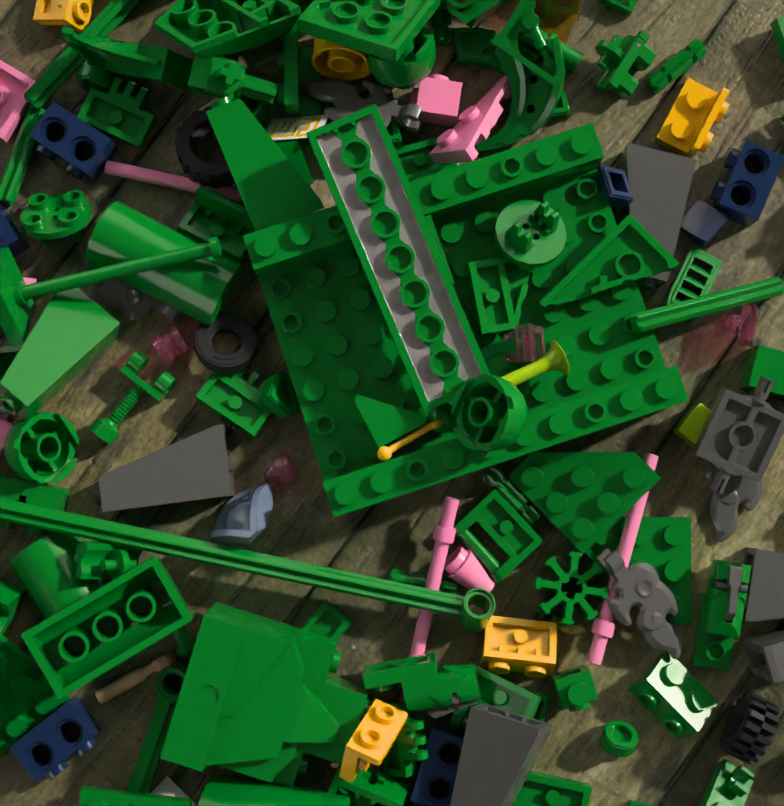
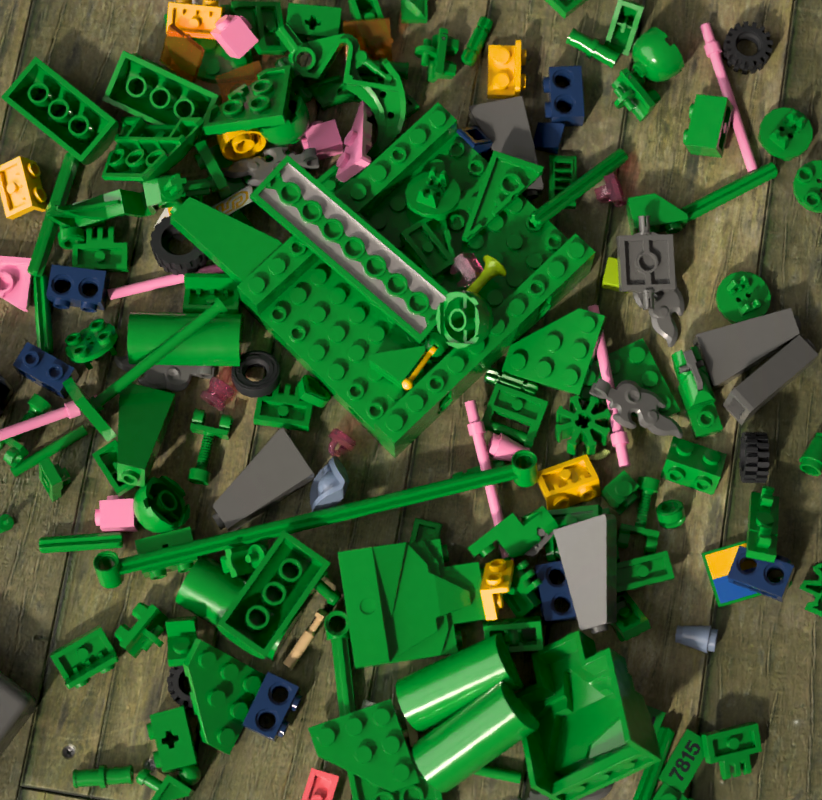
camera: 25 degrees left, 10 degrees down
(607, 697) = (648, 487): none -> green bar

